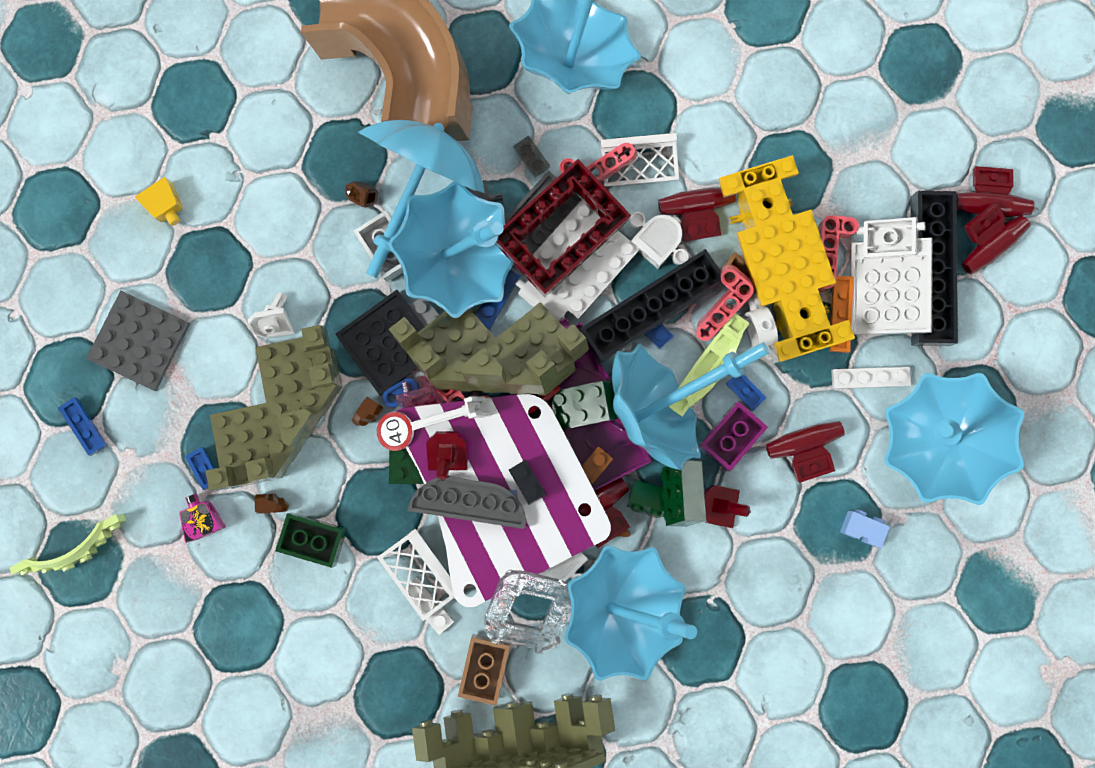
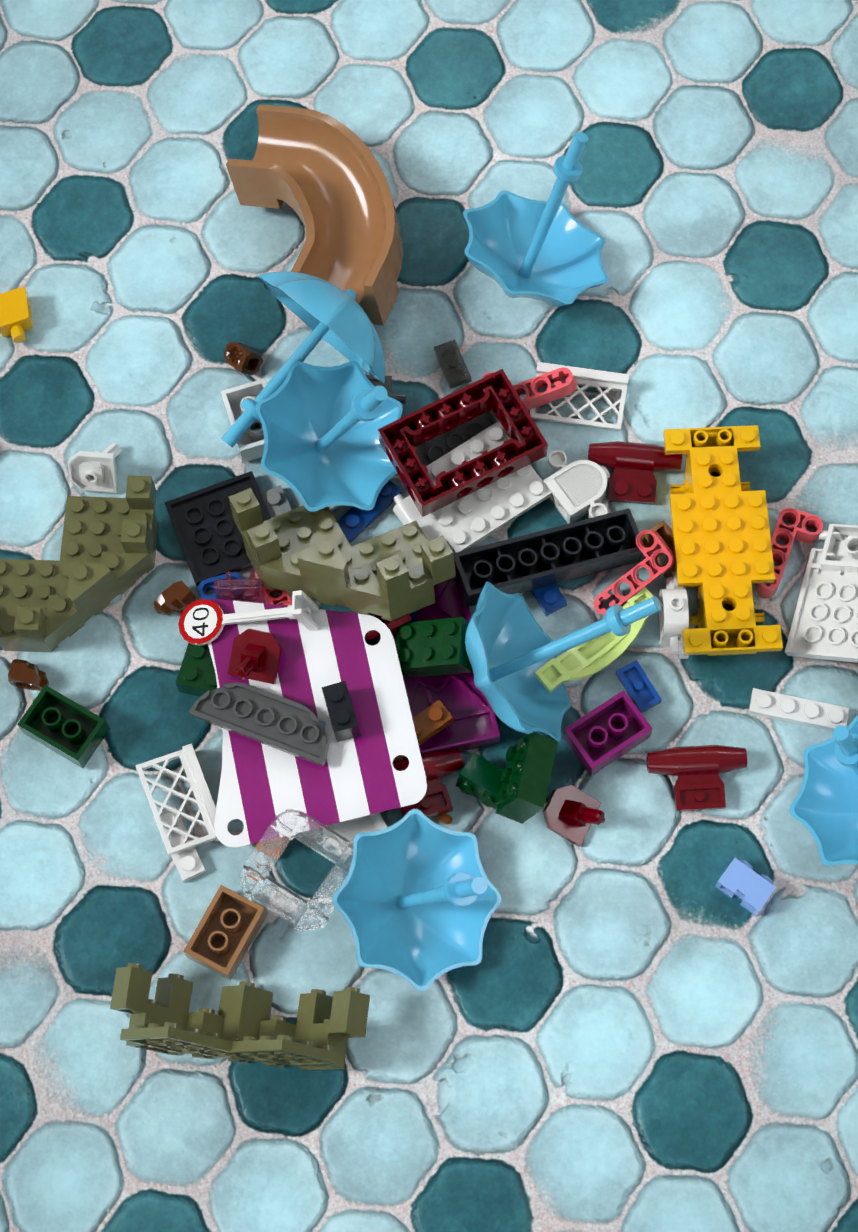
camera: 15 degrees right, 15 degrees down
(842, 307) = (781, 614): orange plate -> none

